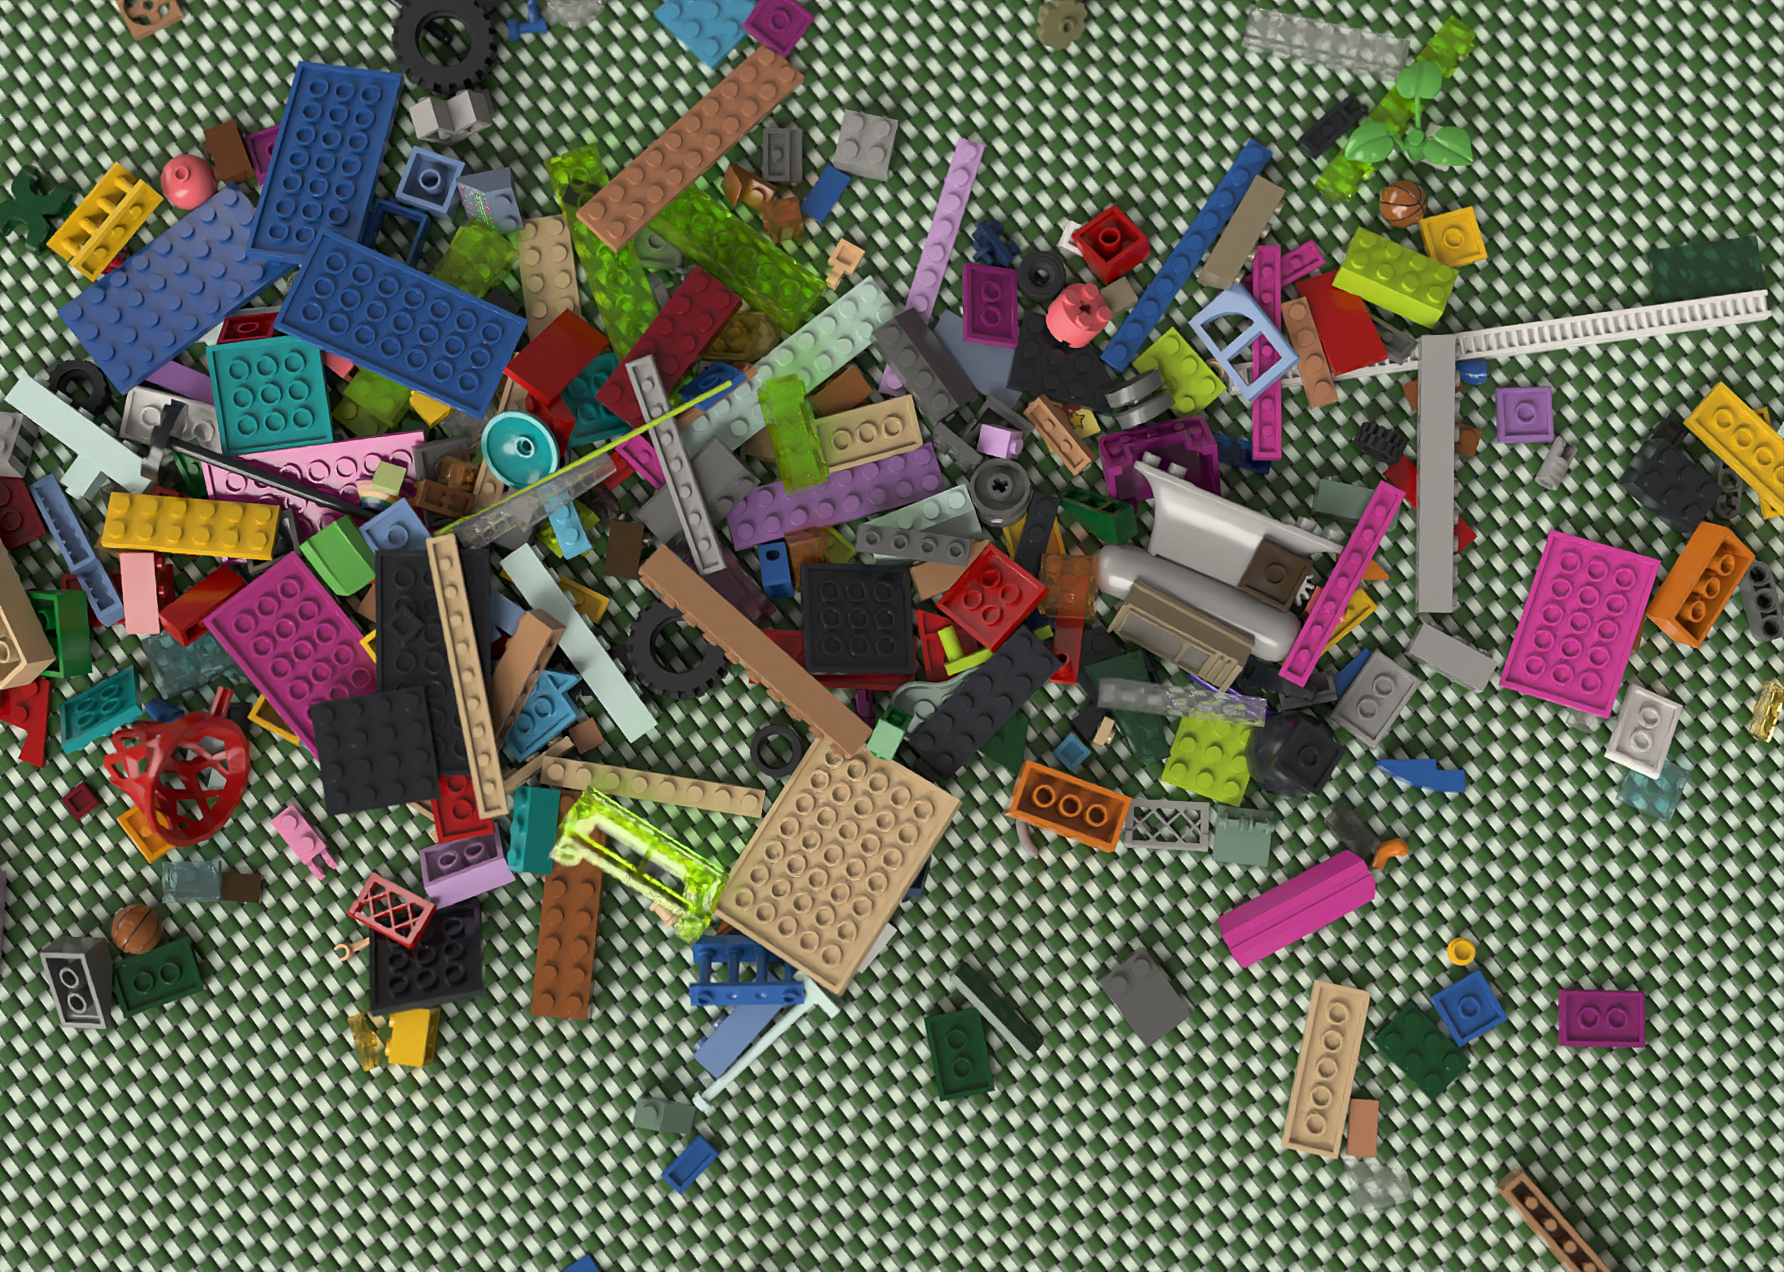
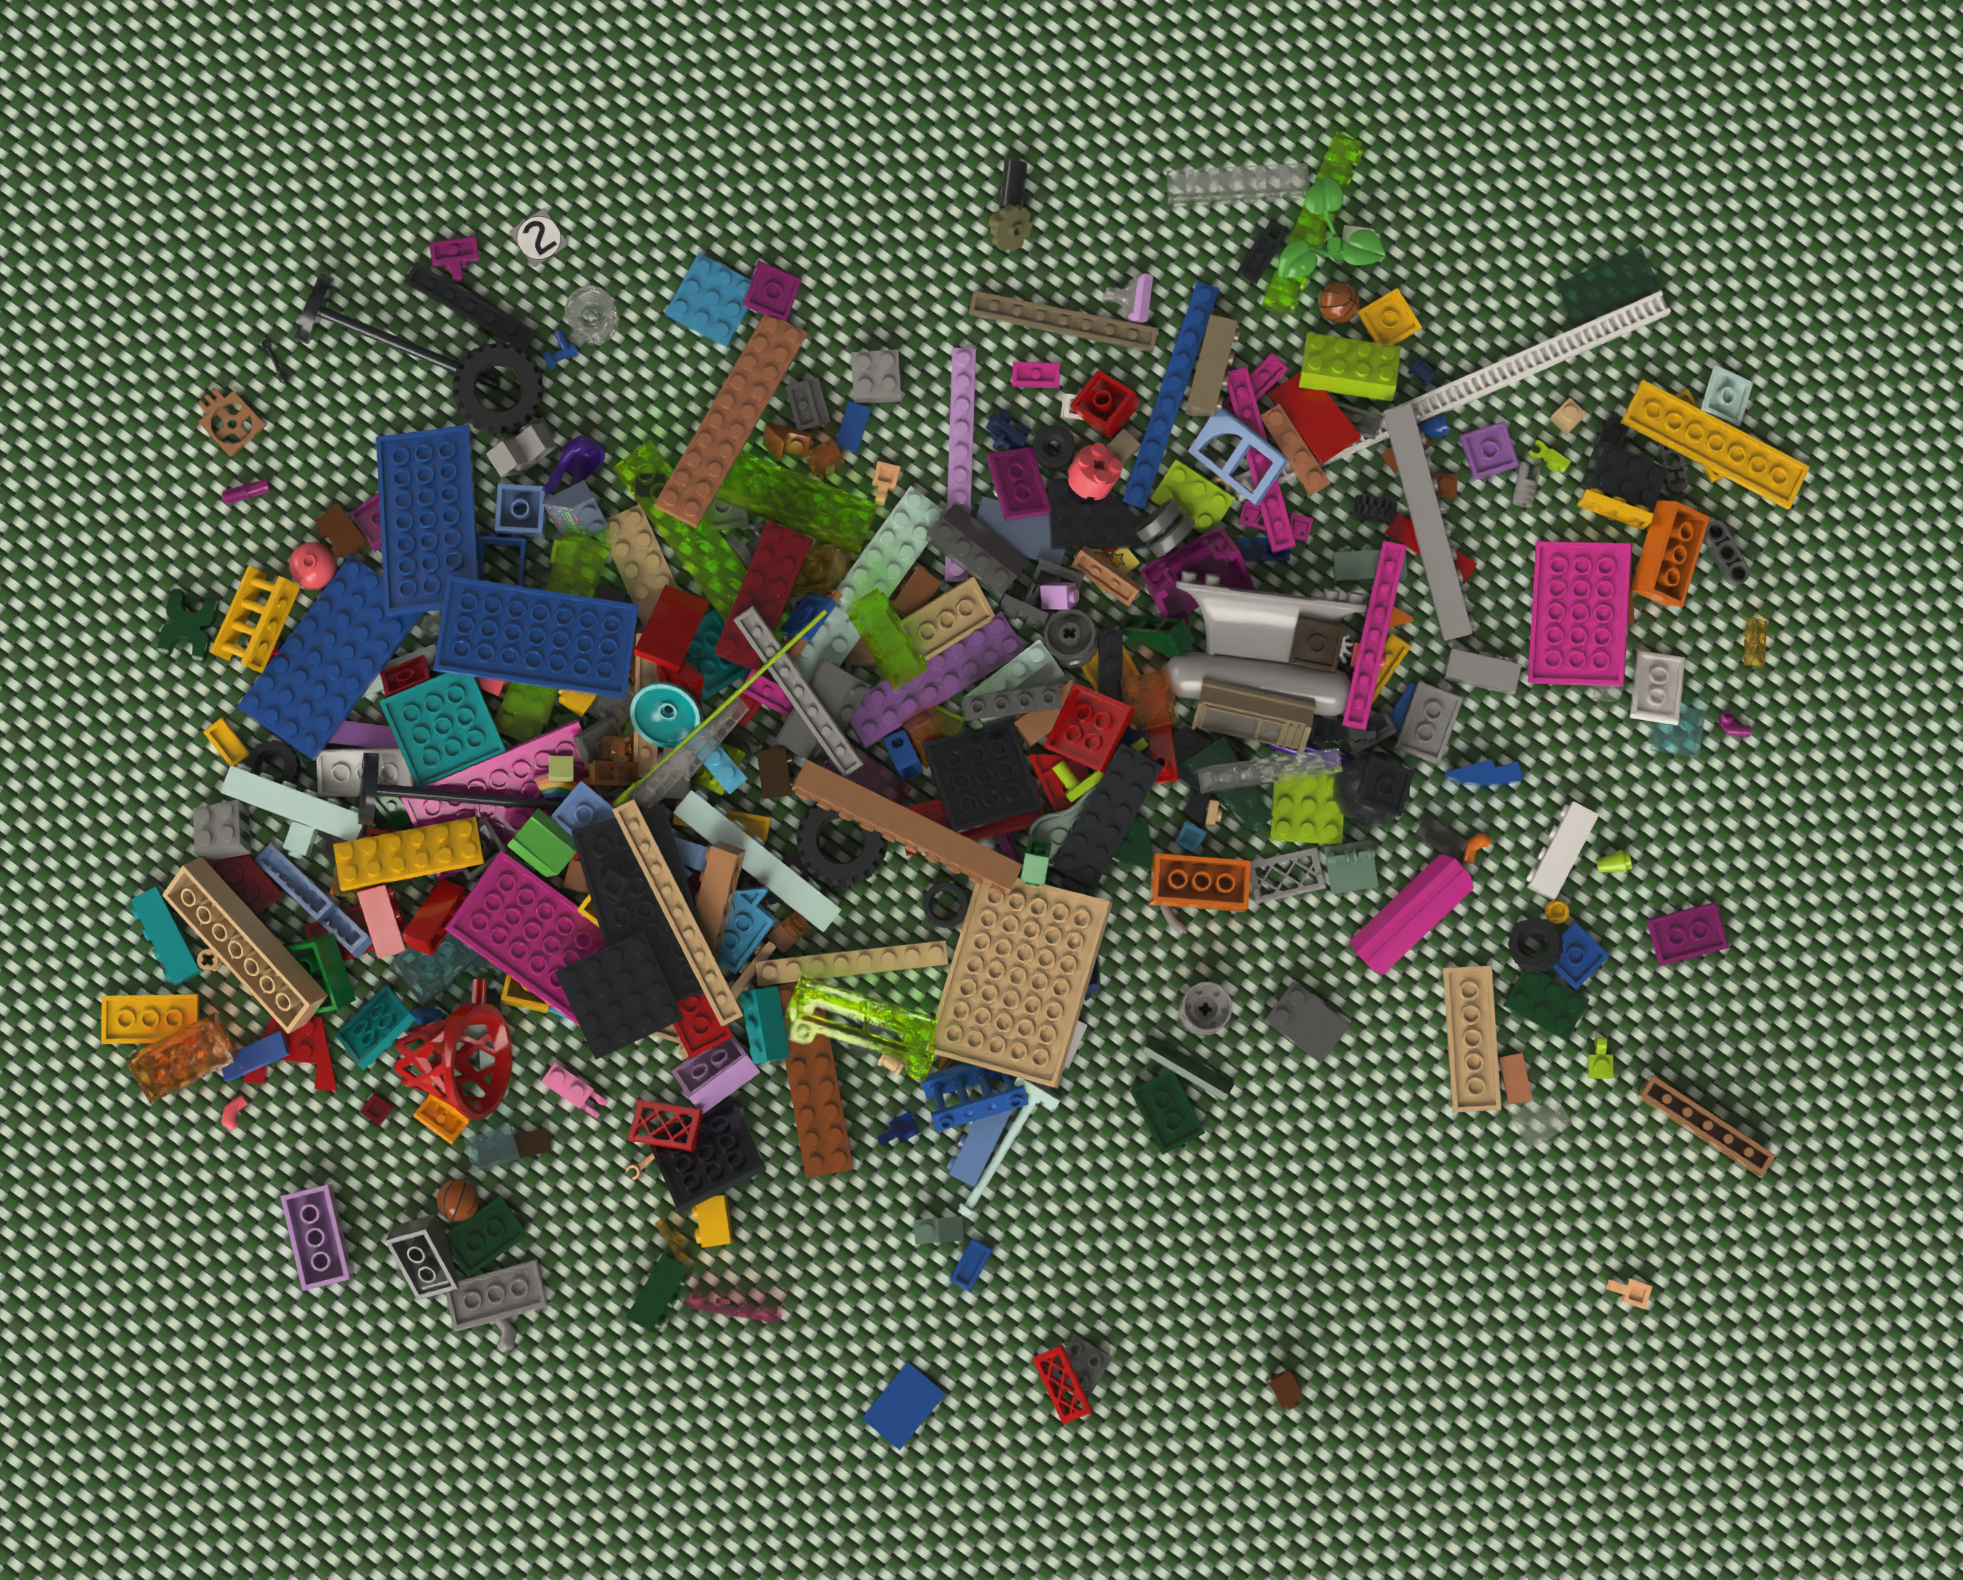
camera: 15 degrees left, 0 degrees up
(37, 349) = (227, 742): none -> yellow tile
(141, 81) = (246, 491): none -> magenta axle
(150, 1095) = (508, 1335): none -> light grey arm
(151, 1048) = (497, 1295): none -> light grey tile
(329, 1099) = (659, 1293): none -> dark green brick
(399, 1134) = (723, 1306): none -> clear pink plate
(514, 140) = (579, 455): none -> dark purple hair
(603, 728) = (796, 926): none -> clear orange plate
(657, 989) = (901, 1128): none -> clear blue plate
(1043, 192) = (1035, 375): none -> dark pink plate
(1048, 943) = (1215, 999): none -> light grey wheel
(1090, 142) = (1063, 321): none -> dark tan plate
(1174, 137) = (1133, 297): none -> piece
(1240, 415) = (1252, 517): none -> dark pink tile
(1427, 1004) = (1548, 957): none -> black tyre
(1463, 1138) = (1600, 1064): none -> lime plate
(1475, 306) = (1423, 371): none -> dark blue bush
(1486, 884) = (1562, 850): none -> white brick
(1542, 914) = (1615, 862): none -> lime cone
(1596, 445) = (1554, 460): none -> lime plate
(1624, 400) = (1568, 416): none -> tan brick
(1651, 517) = (1615, 508): none -> yellow plate
(1714, 800) = (1731, 727): none -> magenta arm

